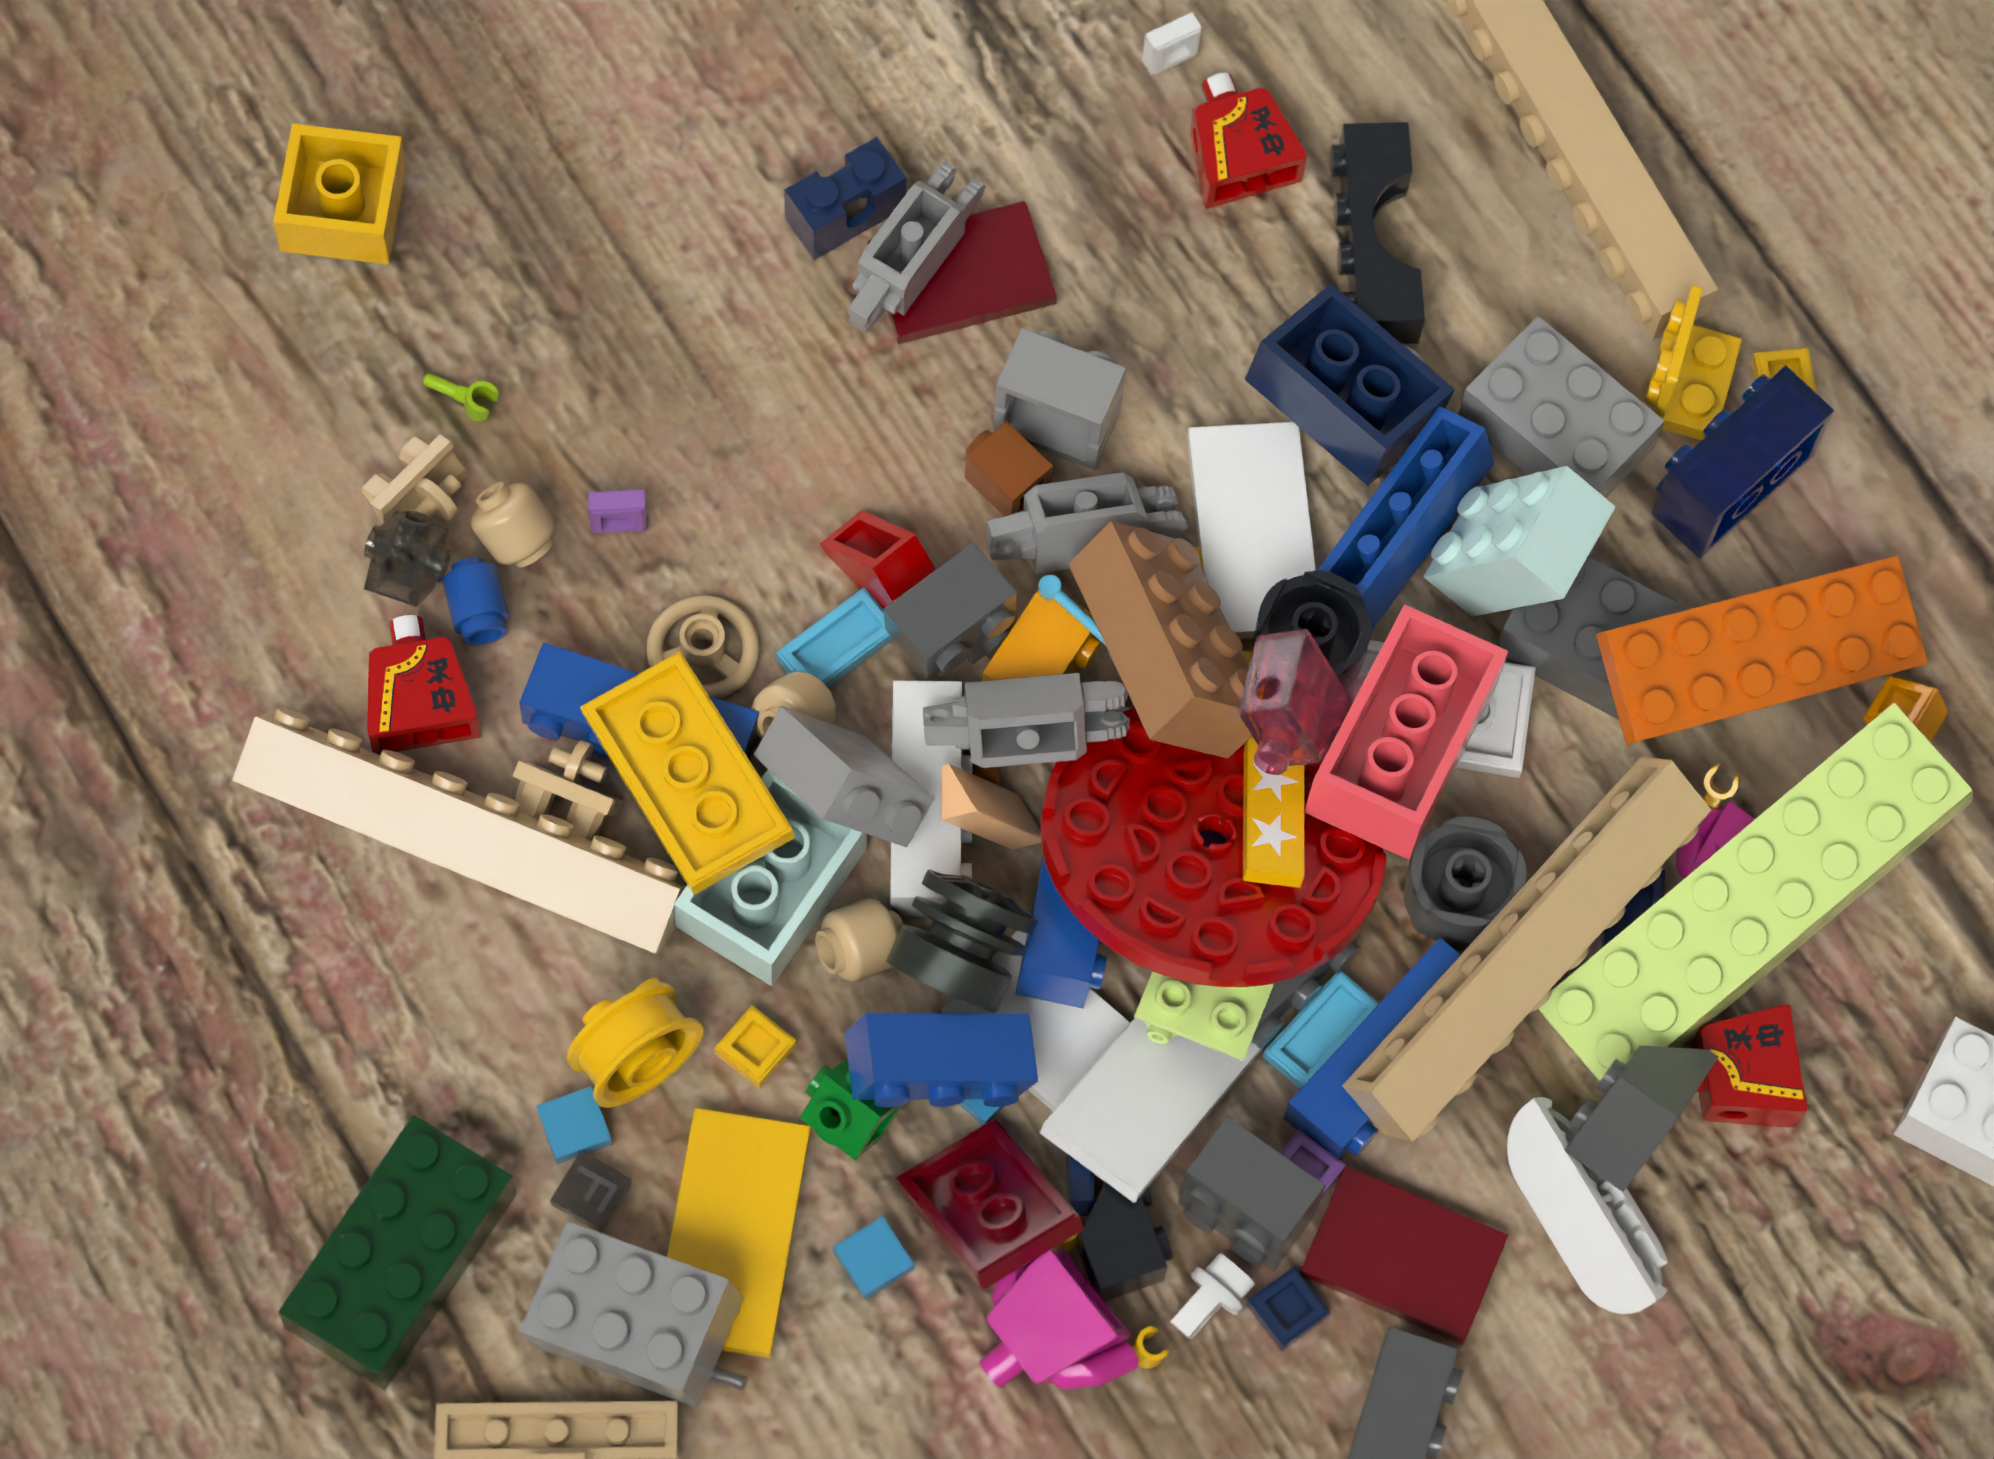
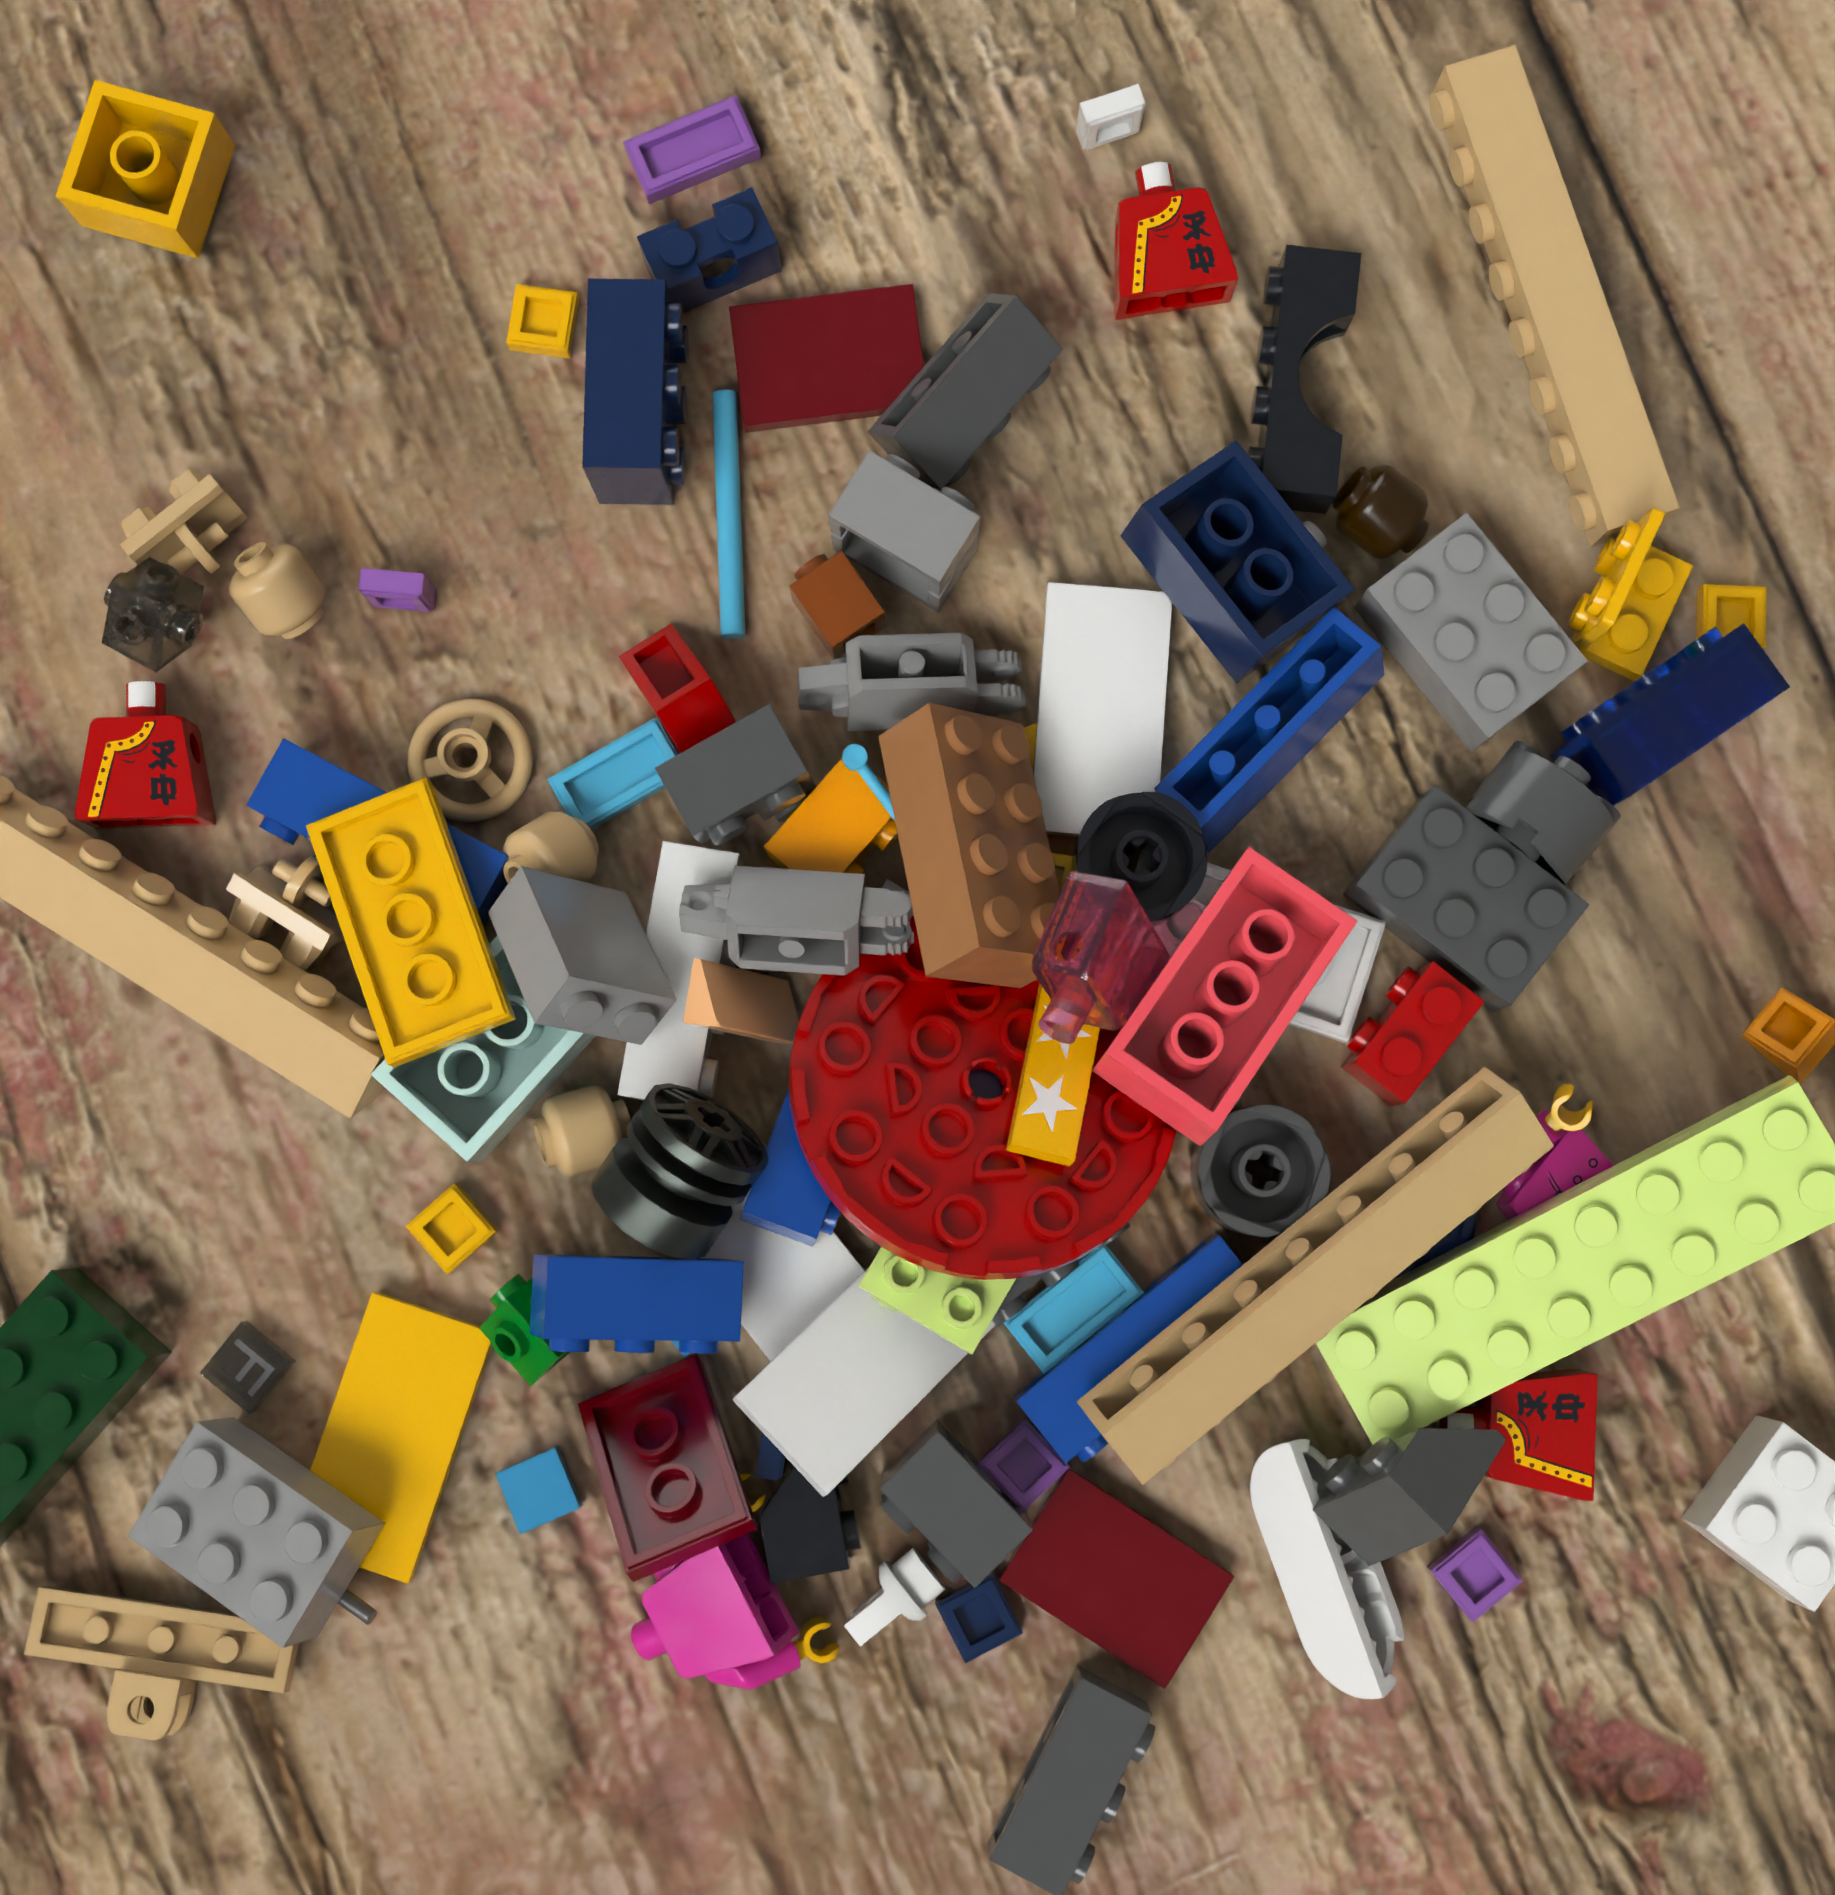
camera: 15 degrees right, 15 degrees up
(464, 394) = (253, 422): lime hand -> none
(476, 601) = (226, 672): blue brick -> none
(573, 1125) = (241, 1288): dark azure tile -> none
(633, 1043) = (306, 1221): yellow wheel -> none
(704, 275) = (543, 321): none -> yellow tile
(804, 317) = (634, 392): none -> dark blue brick
(811, 118) = (692, 149): none -> medium lavender tile
(898, 418) = (728, 514): none -> medium azure bar
(911, 247) = (769, 325): light grey hinge -> none
(1092, 273) = (967, 389): none -> dark grey brick
(1465, 330) = (1381, 511): none -> dark brown head
(1519, 541) = (1396, 789): light aqua brick -> none
(1574, 753) = (1411, 1033): none -> red brick
(1655, 545) = (1544, 809): none -> dark grey brick
(1720, 1205) = (1474, 1573): none -> medium lavender tile
(1761, 649) = (1645, 951): orange plate -> none

